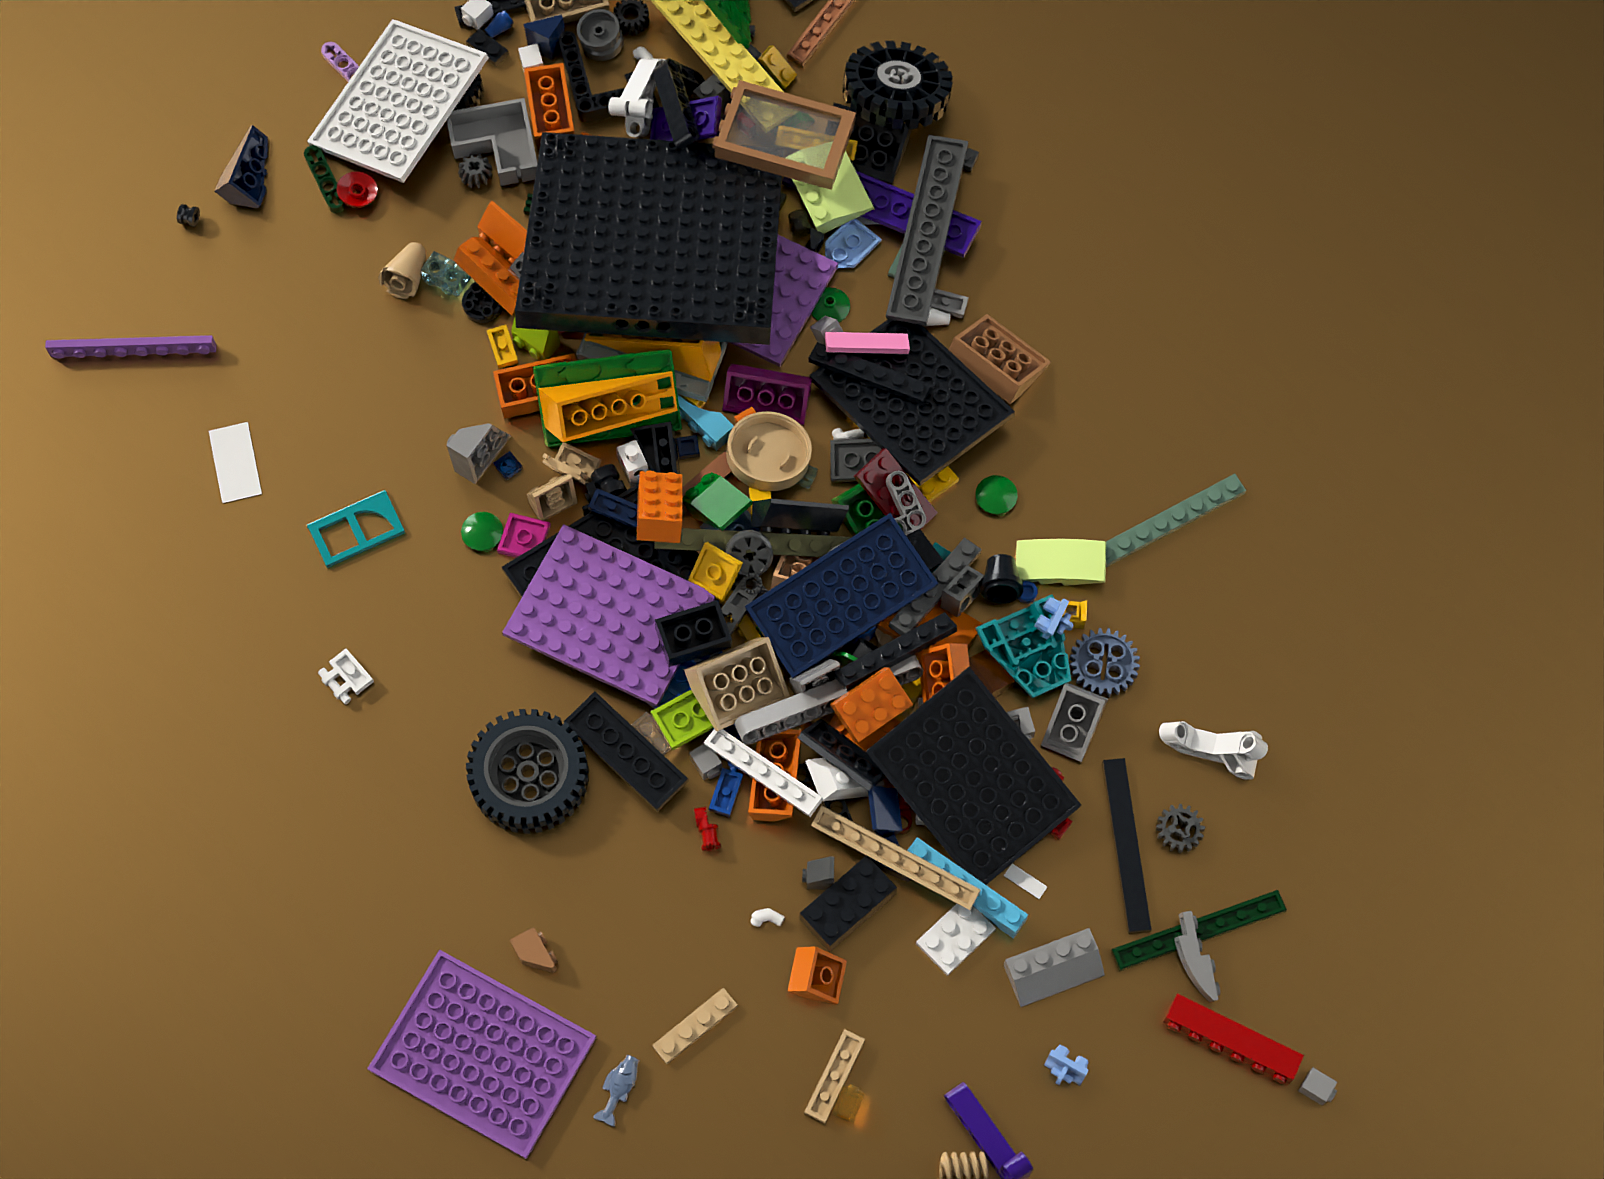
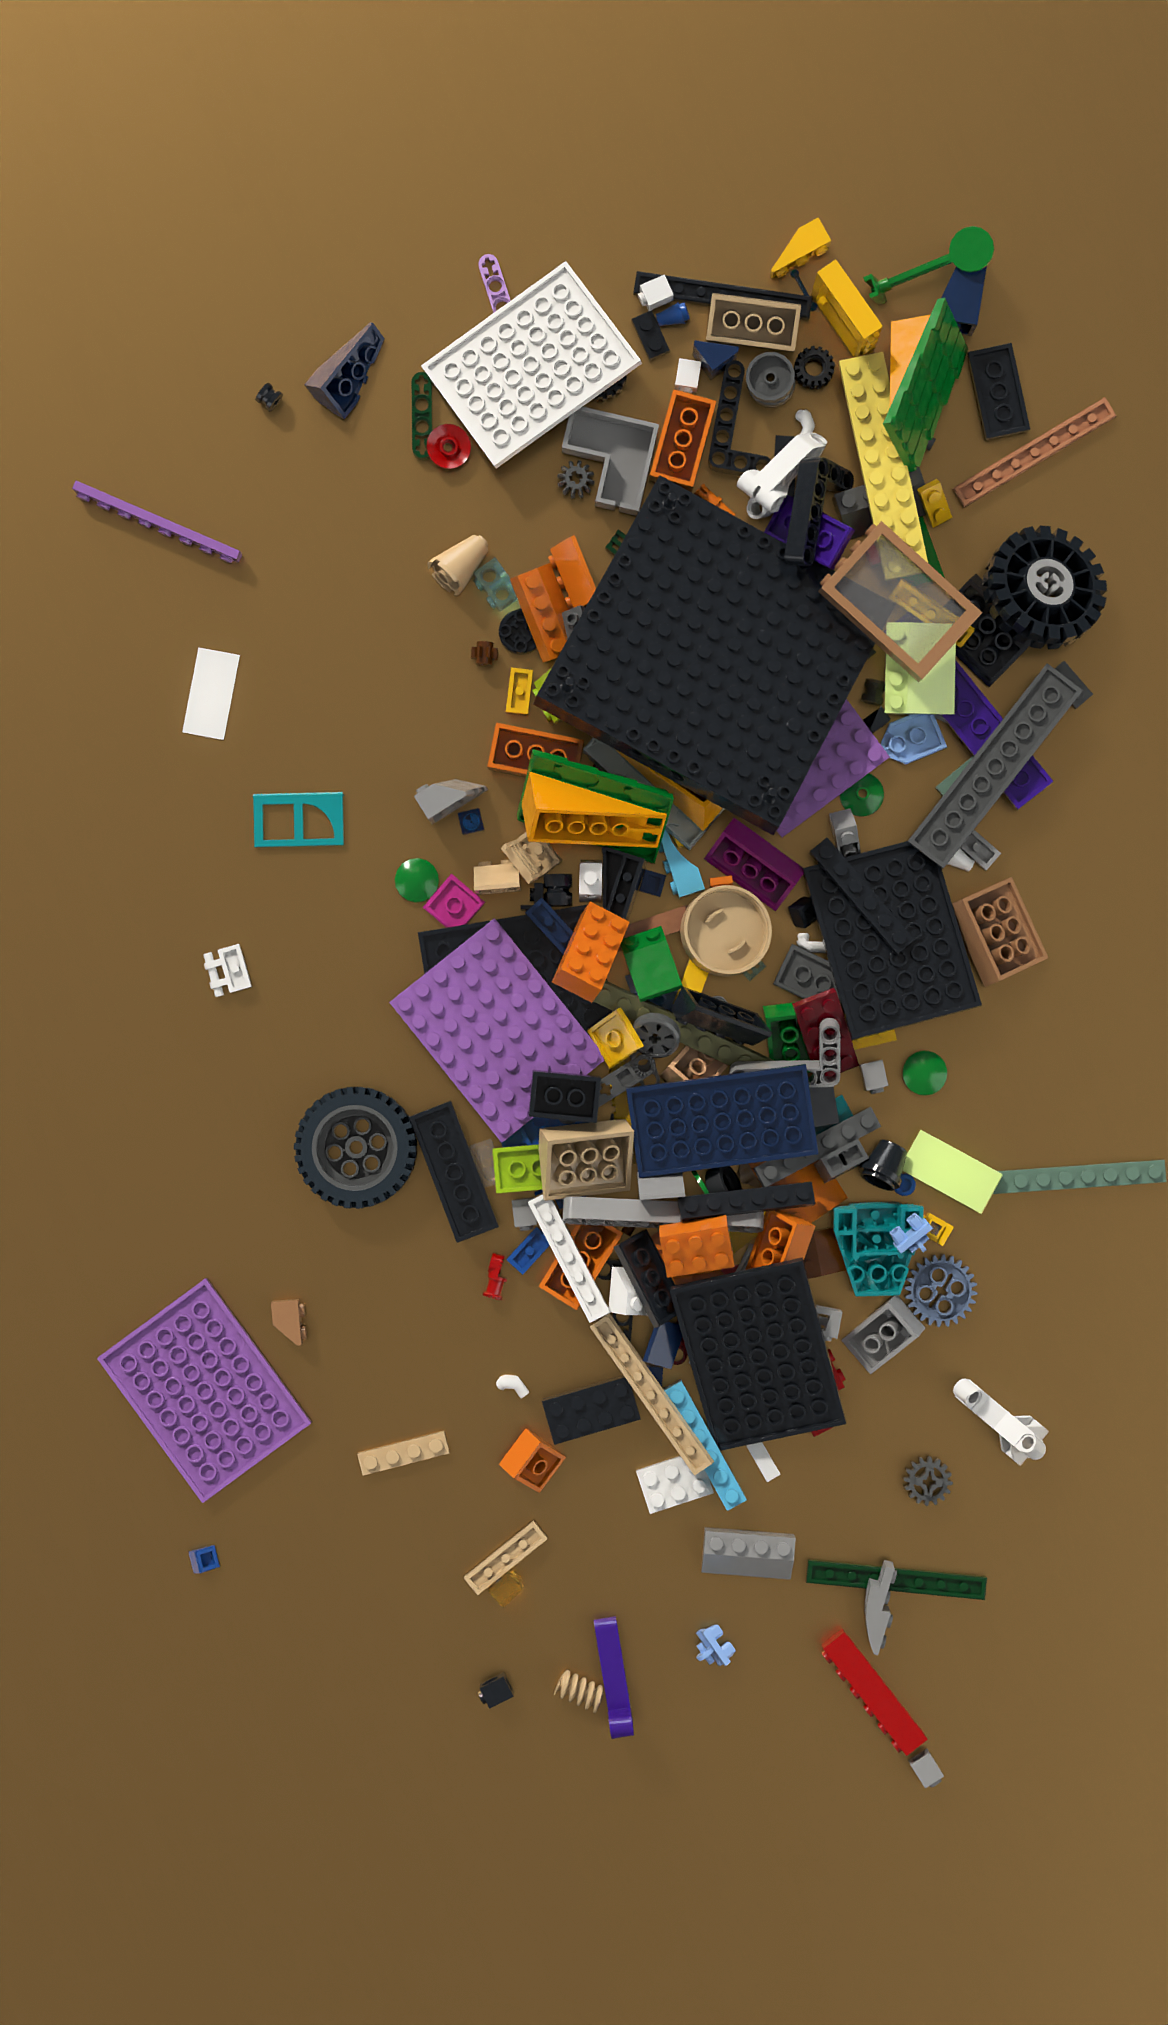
camera: 30 degrees right, 20 degrees up
(458, 329) = (484, 653): none -> reddish brown gear
(619, 1083) = (314, 1473): sand blue animal -> none
(819, 873) = (577, 1371): dark grey slope -> none
(827, 414) = (802, 912): none -> black slope
(867, 342) = (874, 863): bright pink tile -> none
(954, 514) = (873, 1076): none -> light grey brick
(1126, 846) = (871, 1471): black tile -> none

